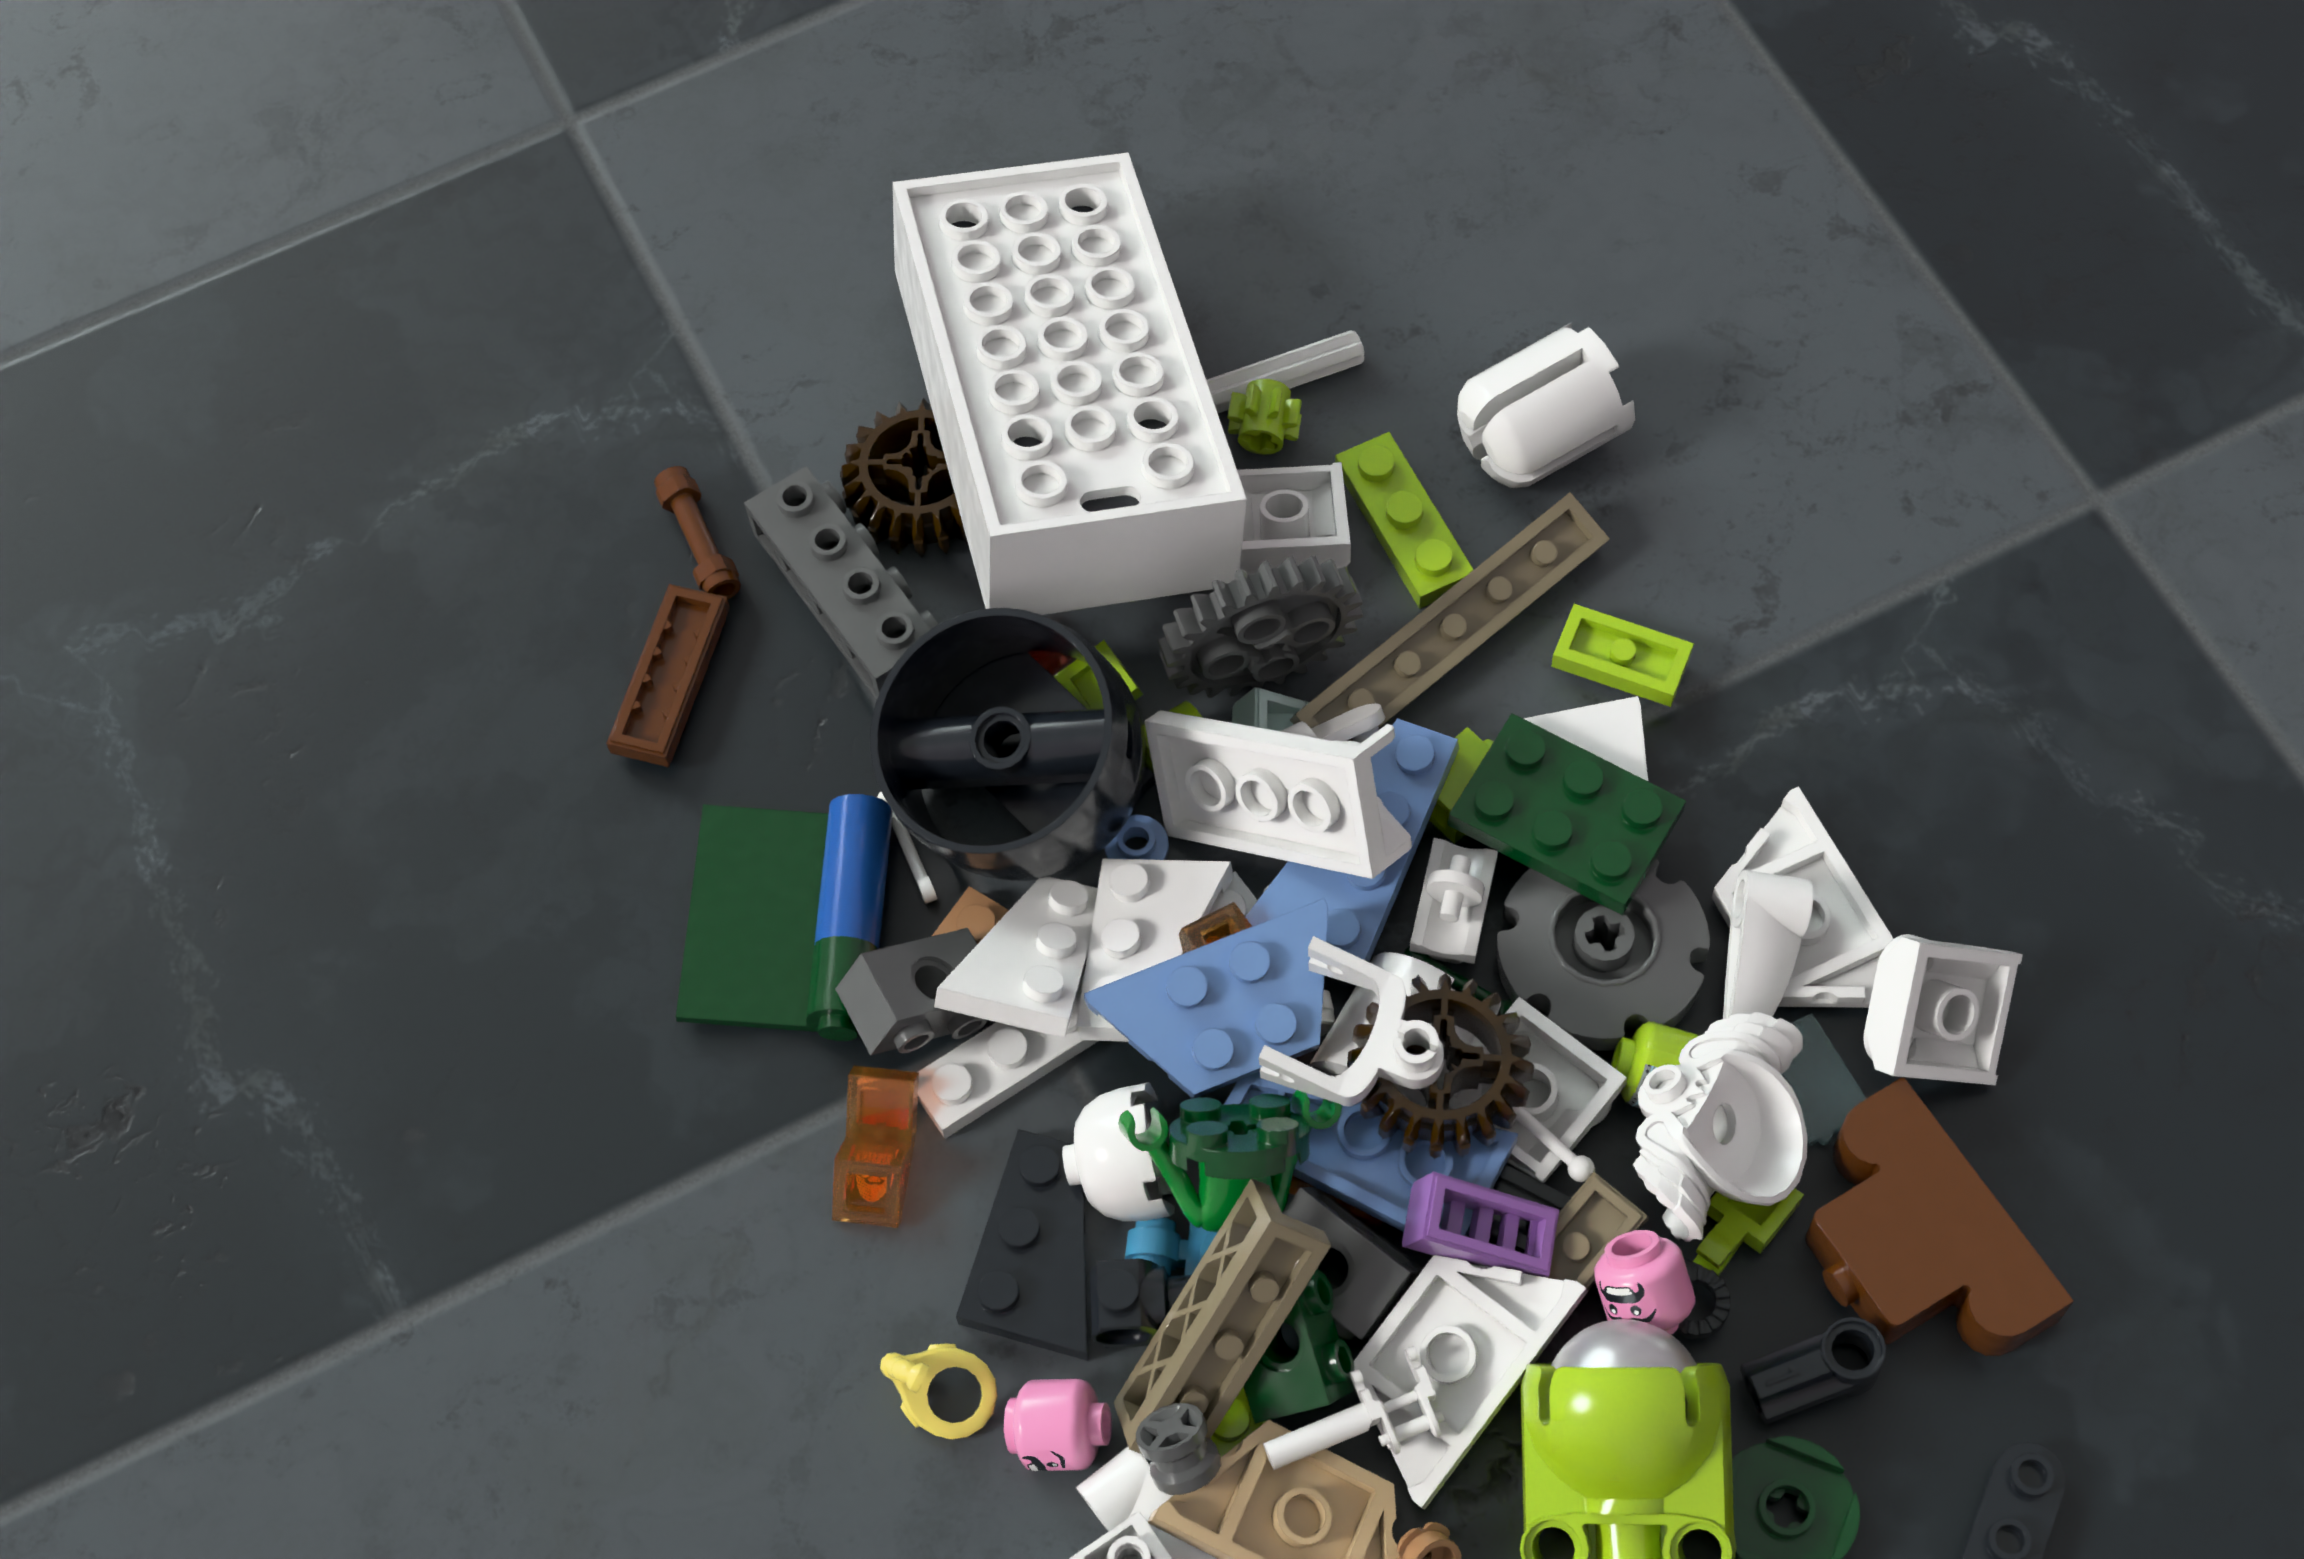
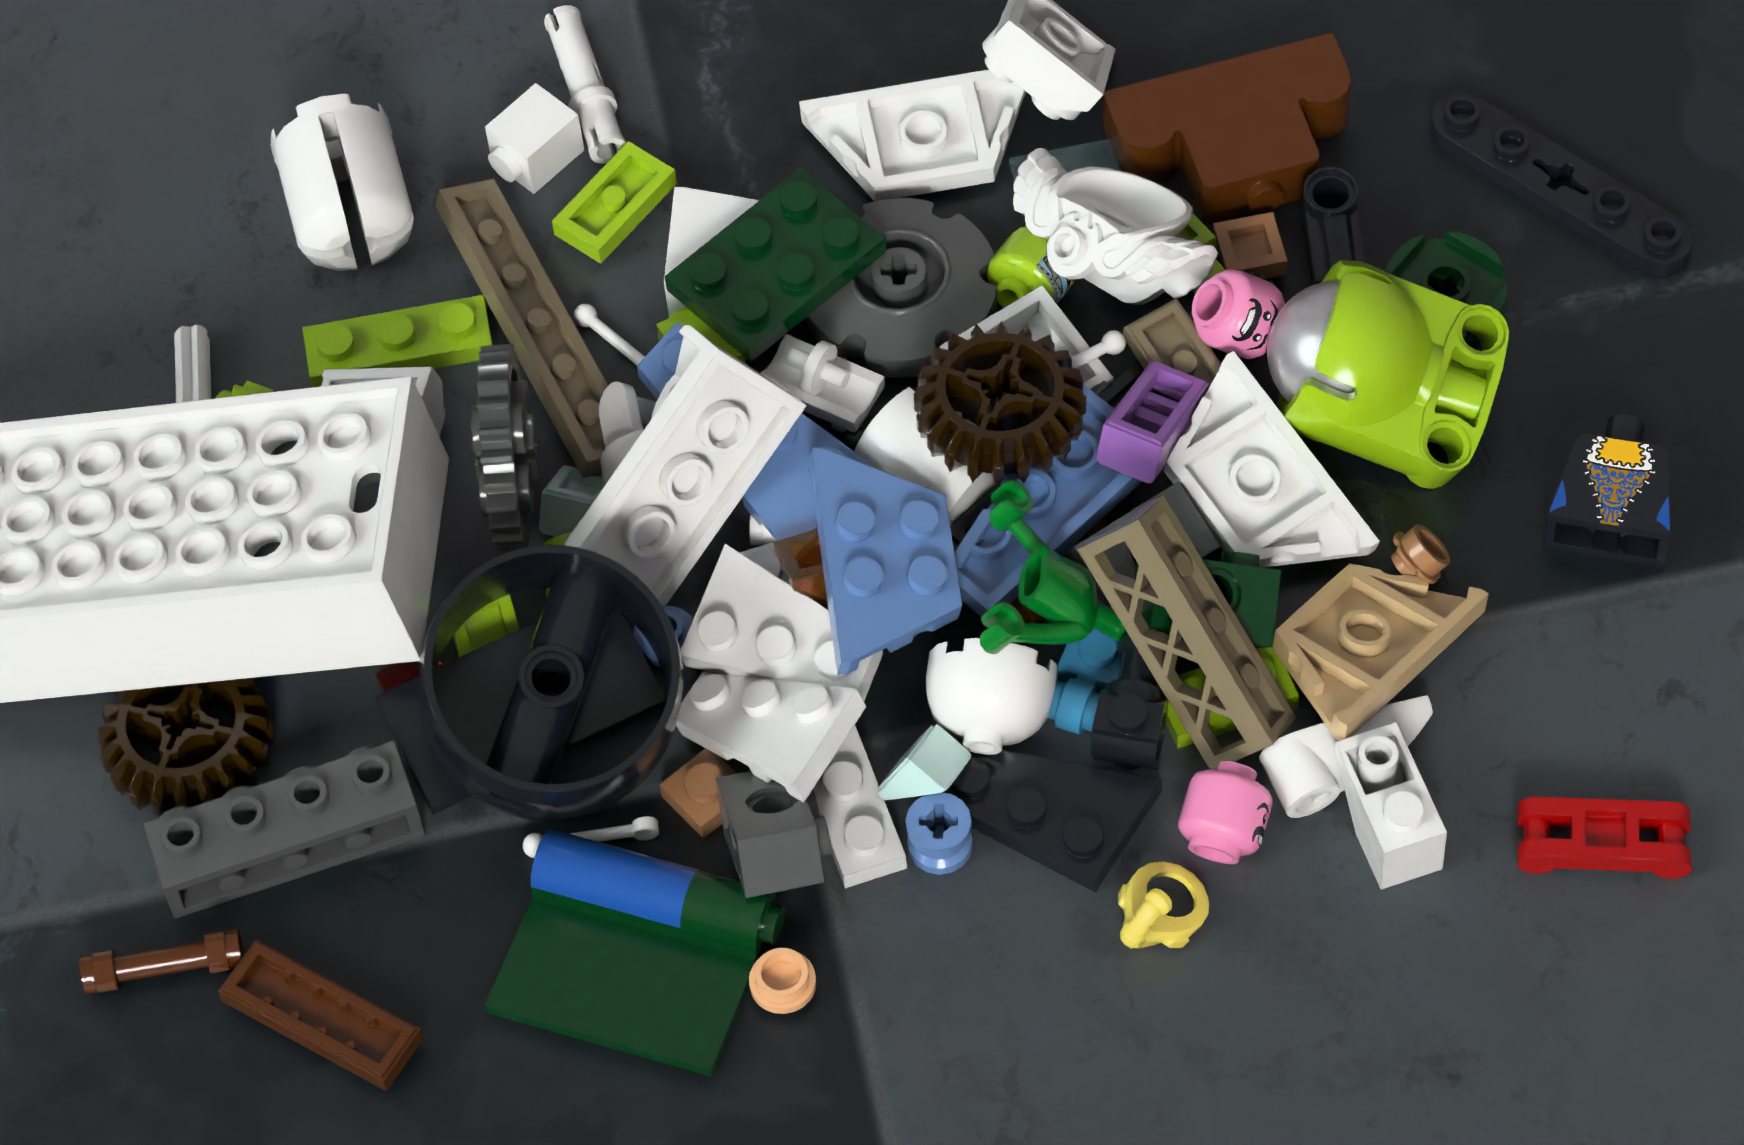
camera: 75 degrees left, 5 degrees down
(787, 1056) = (782, 981): none -> light nougat plate
(877, 1148) = (914, 924): clear orange slope -> none
(978, 1169) = (942, 849): none -> medium blue wheel
(1033, 1120) = (926, 766): none -> light aqua slope
(1178, 1448) = (1274, 694): dark grey wheel -> none
(1239, 1138) = (1030, 554): dark green plate -> none
(1359, 1418) = (1296, 546): white piece -> none
(1385, 1049) = (987, 414): white piece -> none
(1485, 672) = (586, 316): none -> white hinge
(1668, 559) = (534, 139): none -> white brick
(1737, 598) = (588, 94): none -> white pin
(1764, 940) = (935, 157): white piece -> none
(1769, 1286) = (1251, 245): none -> medium nougat plate

